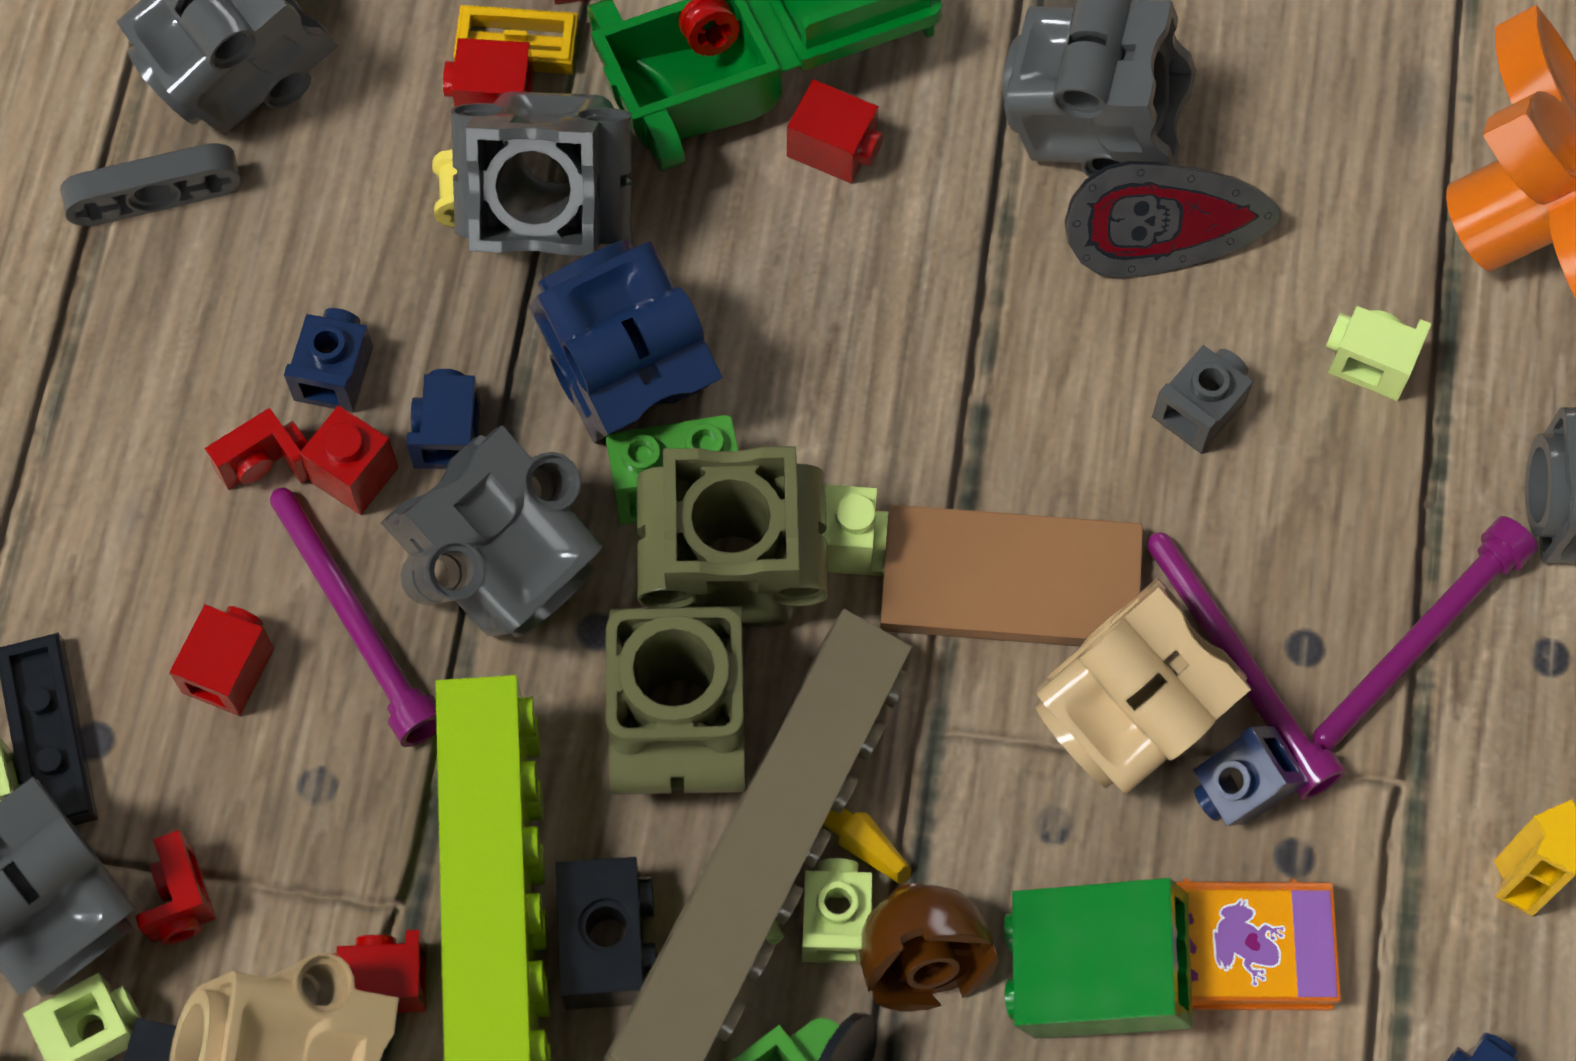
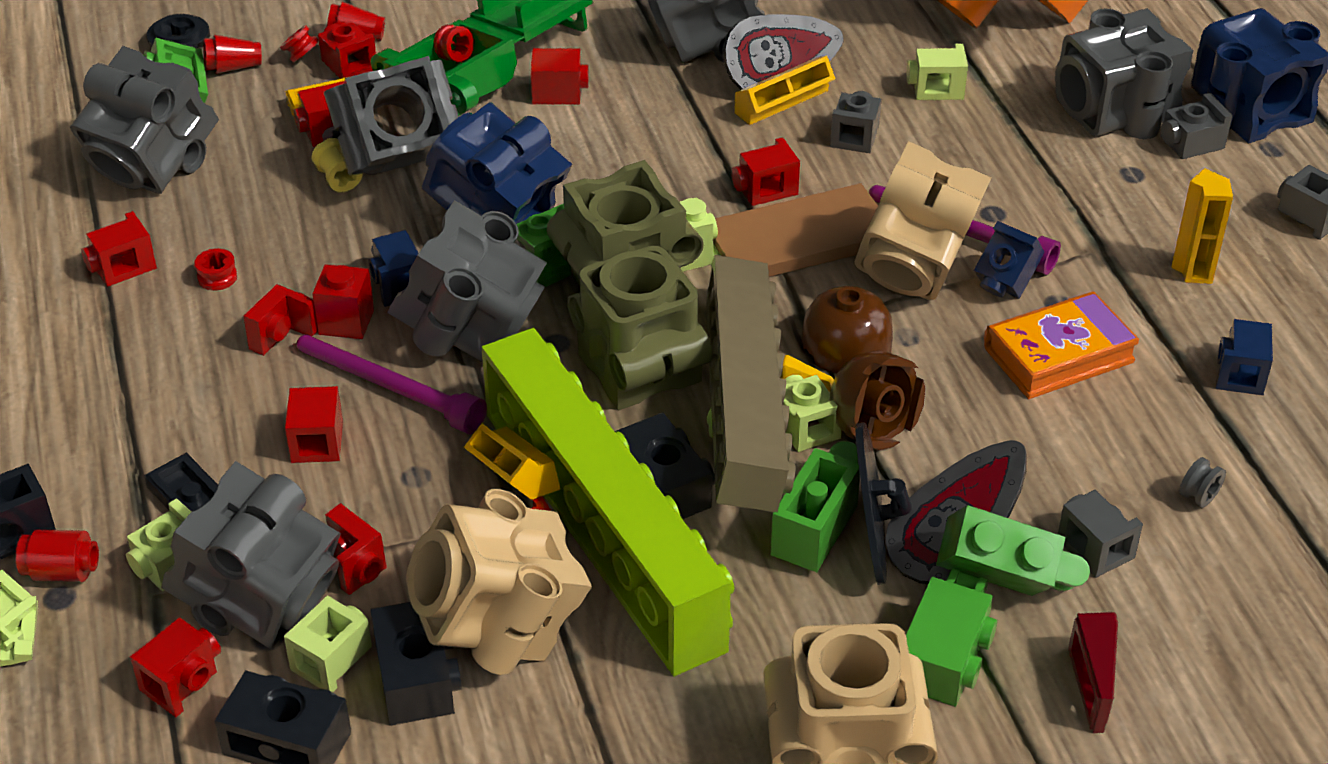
camera: 25 degrees left, 25 degrees down
(120, 238) = (119, 251): none -> red brick
(150, 184) = (154, 206): dark grey beam -> none
(212, 311) = (215, 269): none -> red bush
(333, 376) = (296, 254): dark blue brick -> none
(409, 852) = (515, 460): none -> yellow piece
(969, 796) = (845, 324): none -> reddish brown cylinder
(1019, 452) = (767, 173): none -> red brick
(1099, 959) = (986, 364): green brick -> none
(1136, 277) = (783, 90): none -> yellow piece
(1503, 548) = (1071, 132): magenta piece -> none

